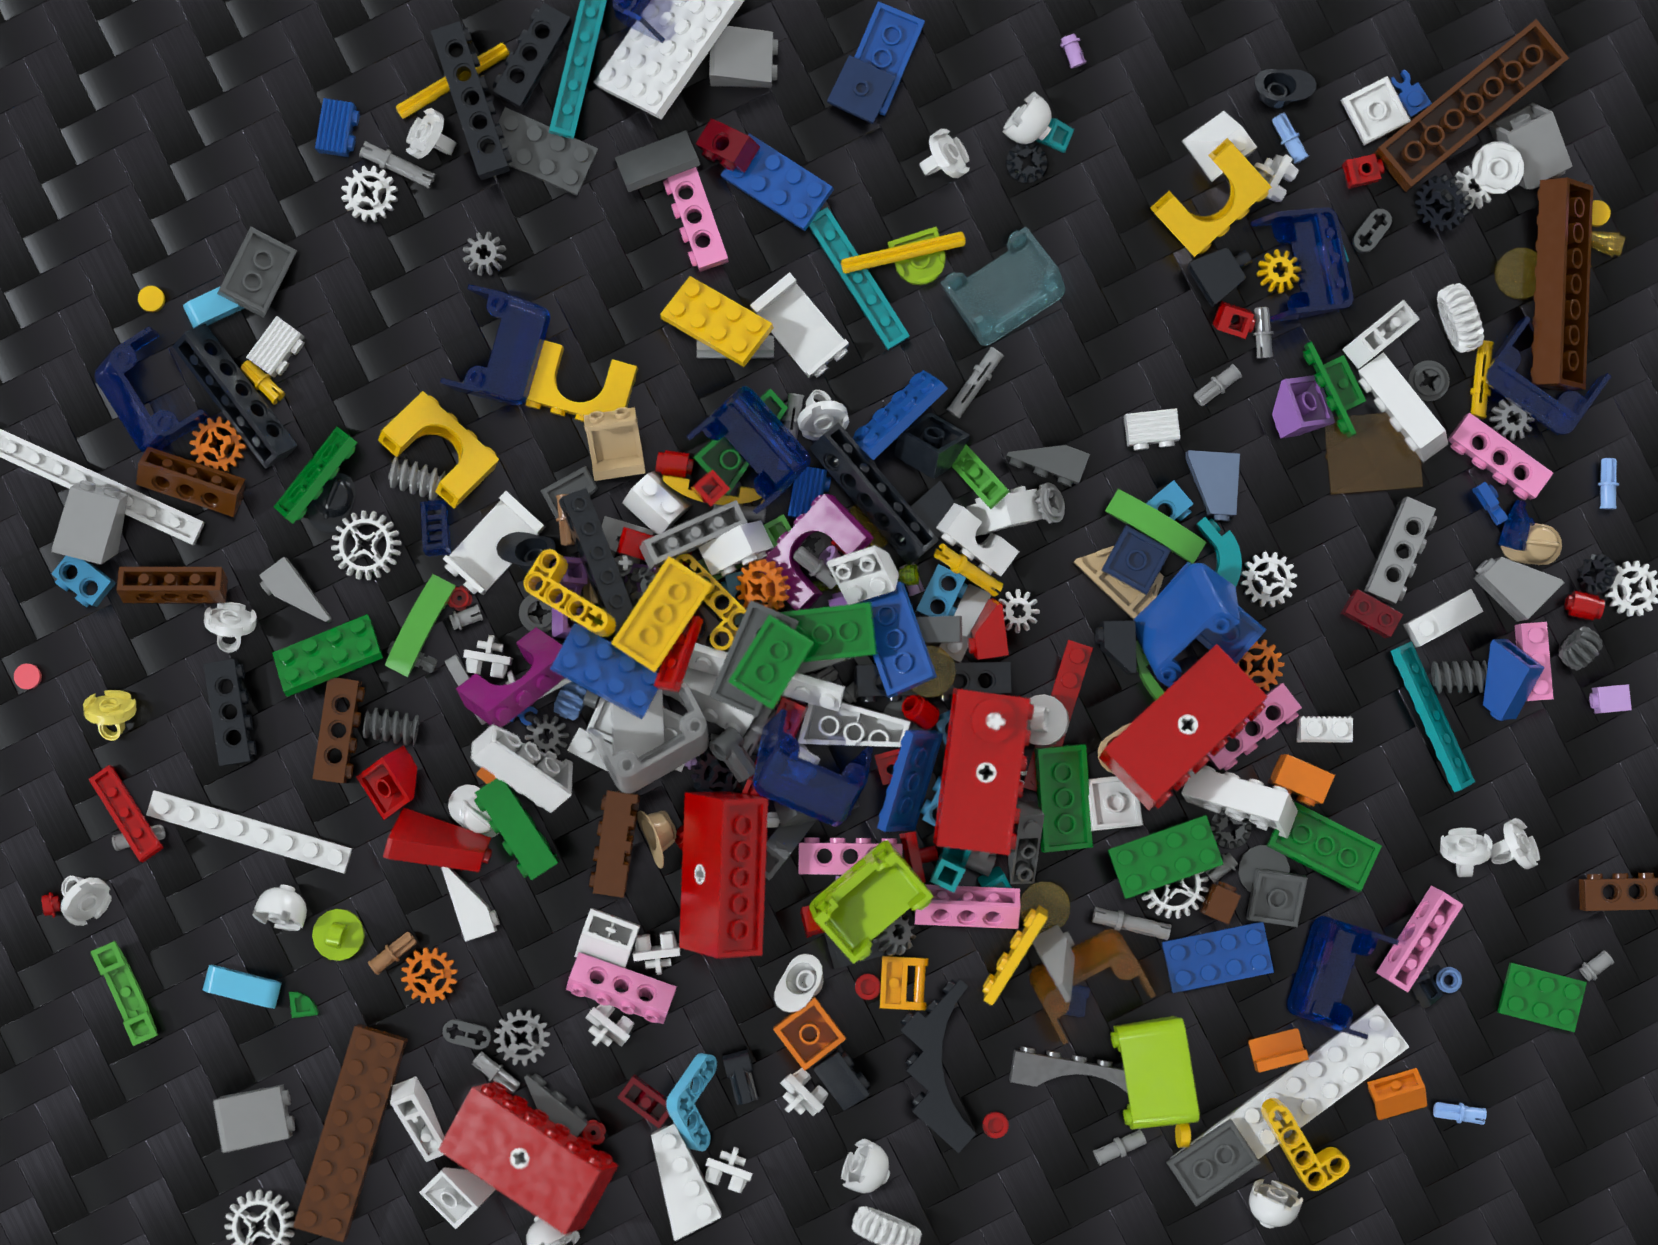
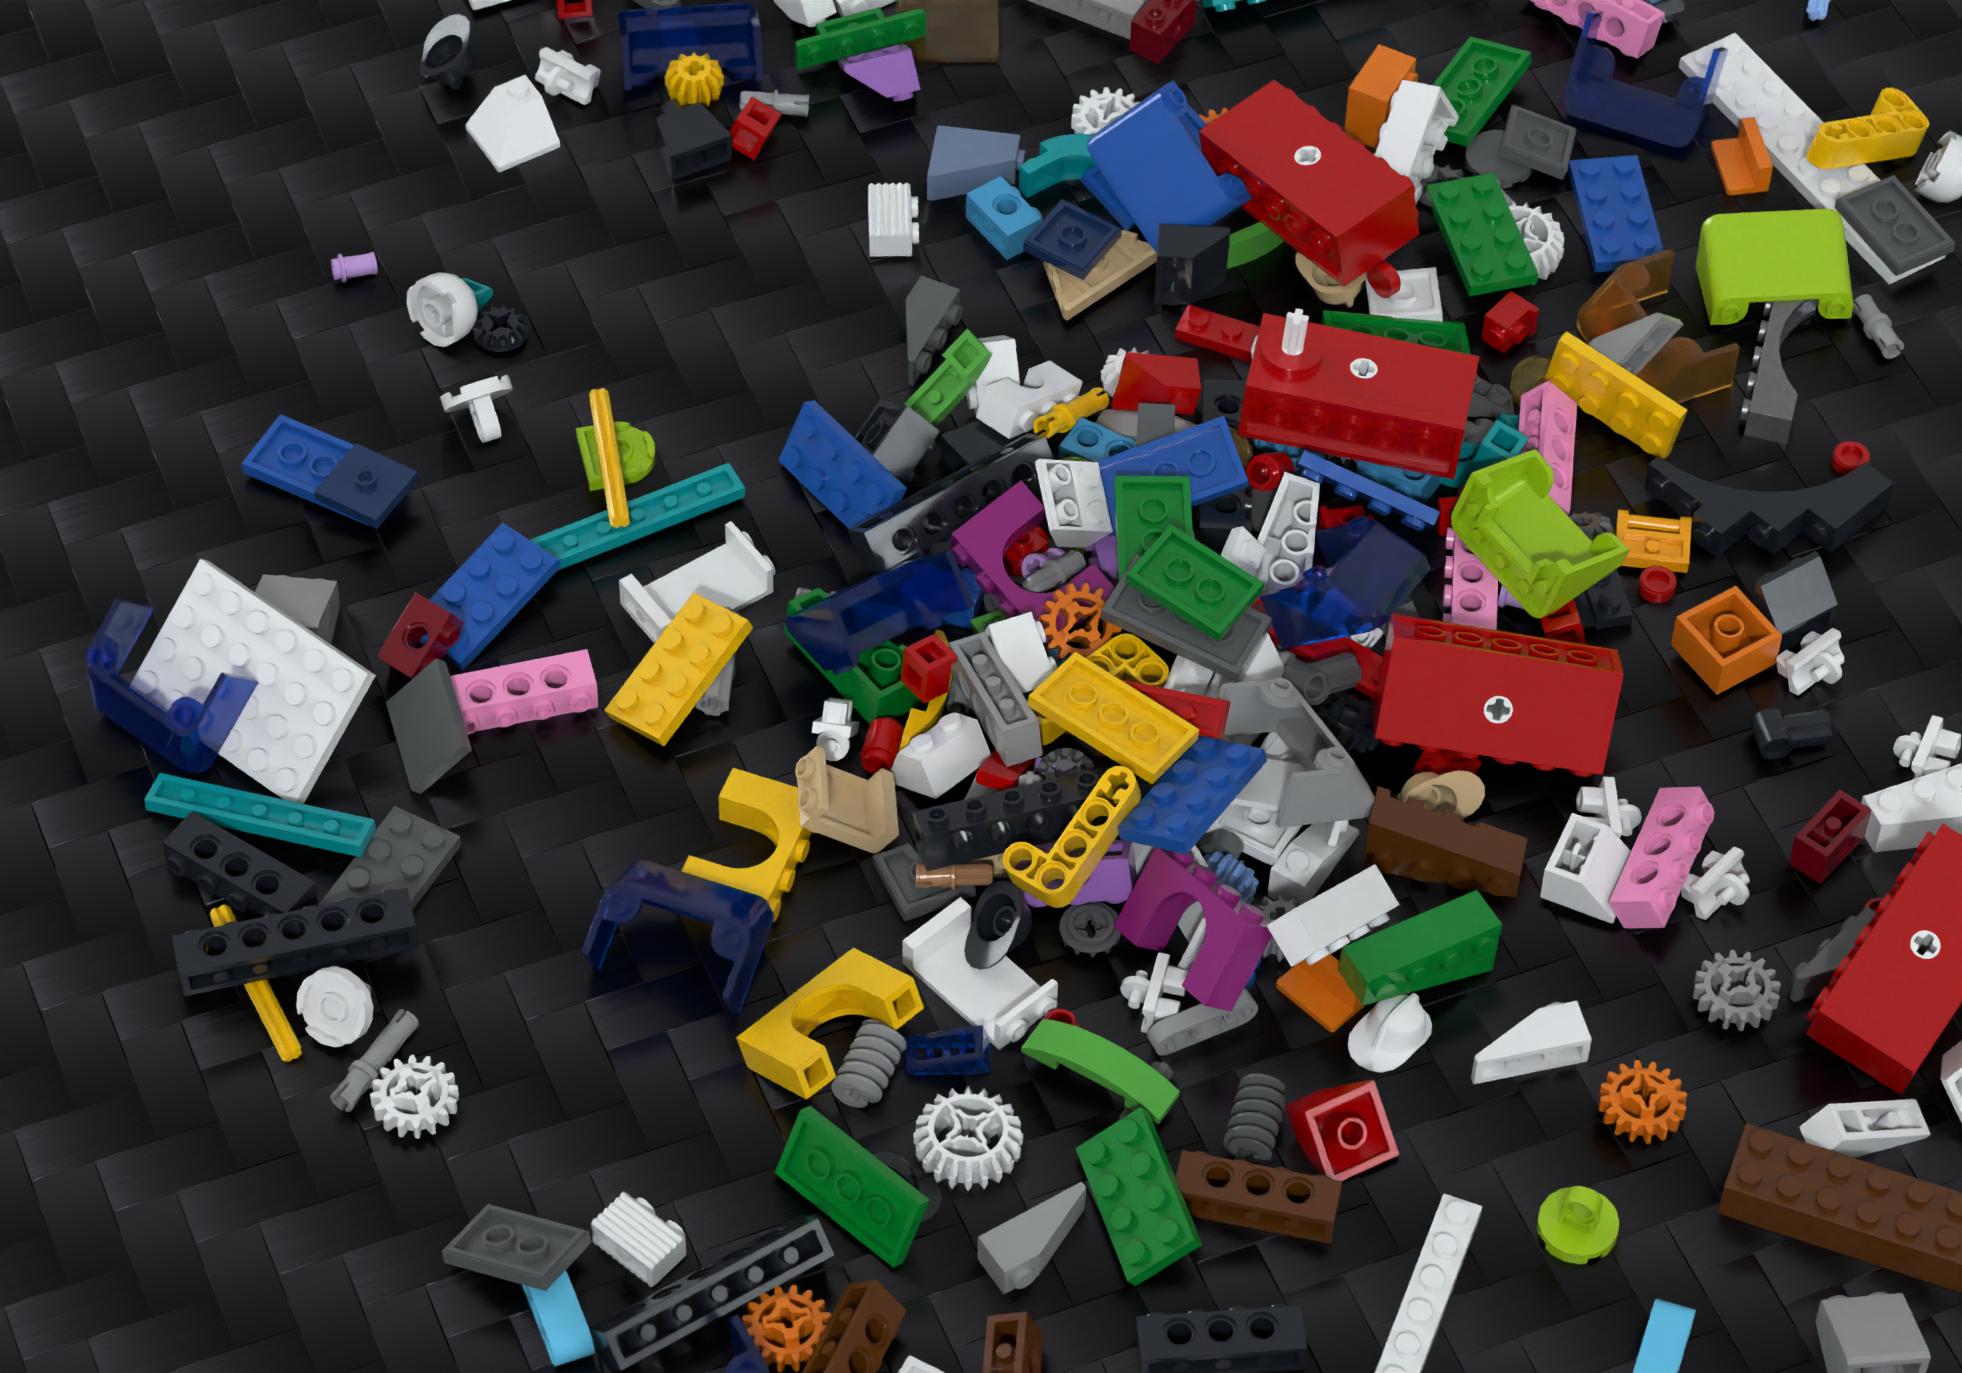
camera: 80 degrees left, 35 degrees down
(230, 620) = (1078, 1321): white tile -> none
(262, 382) = (703, 1253): yellow axle -> none
(281, 907) = (1537, 1284): white cylinder -> none
(302, 1005) = (1690, 1283): green tile -> none
(336, 127) = (302, 1133): blue brick -> none
(392, 952) = (1607, 1152): medium nougat axle -> none
(436, 843) = (1438, 1070): red slope -> none
(464, 617) = (1090, 1016): light grey pin -> none
(467, 1027) = (1724, 1064): dark grey beam -> none
(493, 249) = (532, 954): light grey gear -> none
(495, 1072) = (1788, 1033): light grey axle -> none
(678, 428) = (835, 728): none -> white hips
(682, 1099) = (1823, 777): medium azure beam -> none
(799, 983) = (1654, 643): white piece -> none
(821, 416) = (834, 560): white tile -> none
(866, 1168) = (1916, 593): white cylinder -> none
(993, 358) = (793, 394): light grey pin -> none
(1006, 289) = (671, 351): clear light blue windscreen -> none
(1050, 503) = (986, 326): light grey gear -> none
(1094, 878) = (1509, 322): none -> red brick
(1114, 789) = (1384, 279): none -> red tile
(1131, 923) = (1566, 301): light grey pin -> none
(1156, 525) = (1020, 218): bright green slope -> none
(1183, 1135) = (1860, 259): yellow tile -> none
(1217, 385) = (839, 153): light grey axle -> none
(1220, 902) = (1546, 182): reddish brown brick -> none
(1245, 189) = (578, 86): yellow arch -> none
(1290, 138) = (513, 60): light blue axle -> none
(1325, 729) = (1314, 73): white brick -> none
(1398, 1094) = (1795, 47): orange panel -> none

